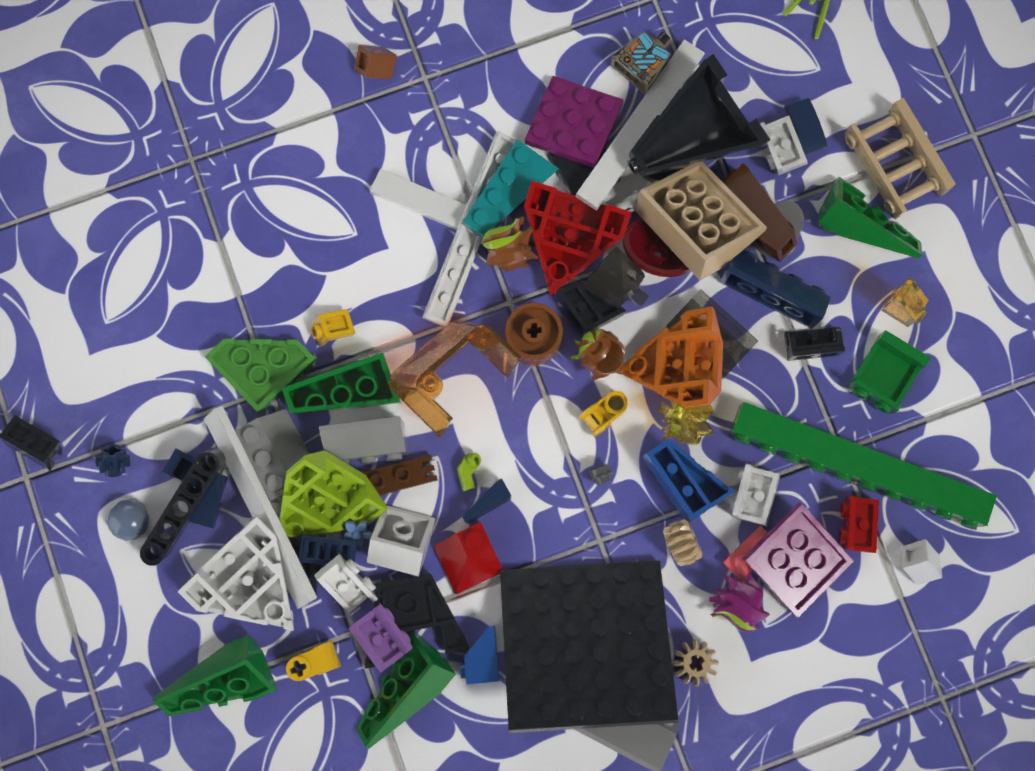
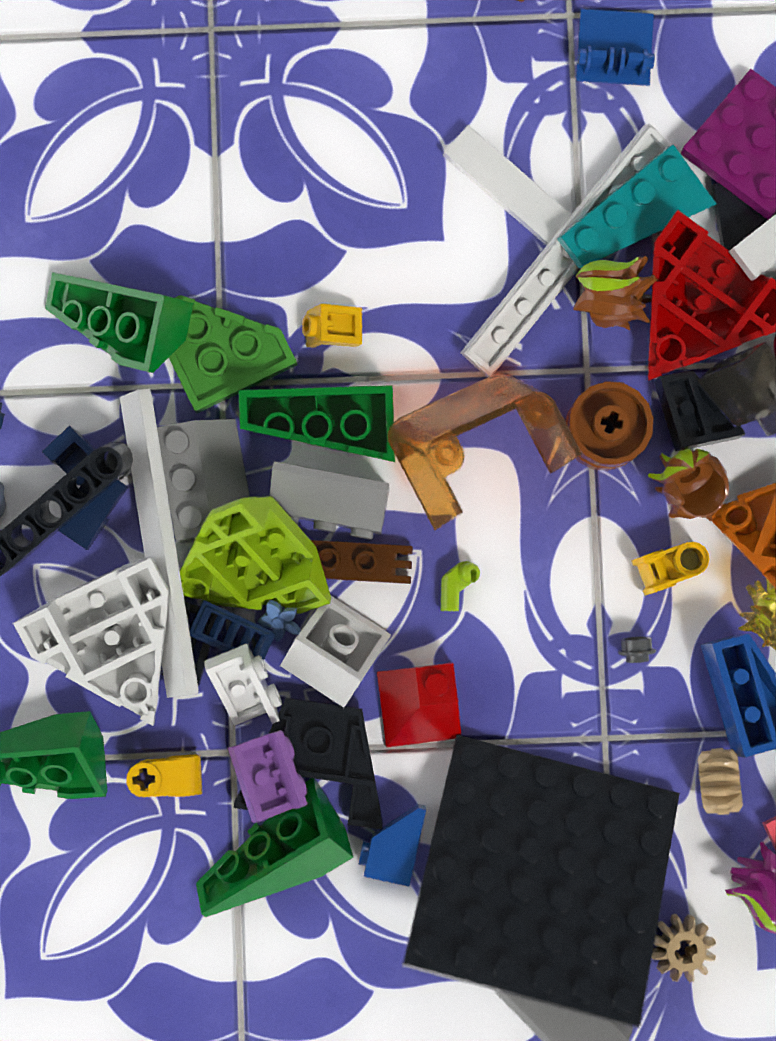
camera: 20 degrees right, 5 degrees up
(191, 368) = (125, 322): none -> green wedge
(460, 89) = (615, 47): none -> blue hinge
(493, 498) = (479, 634): dark blue slope -> none

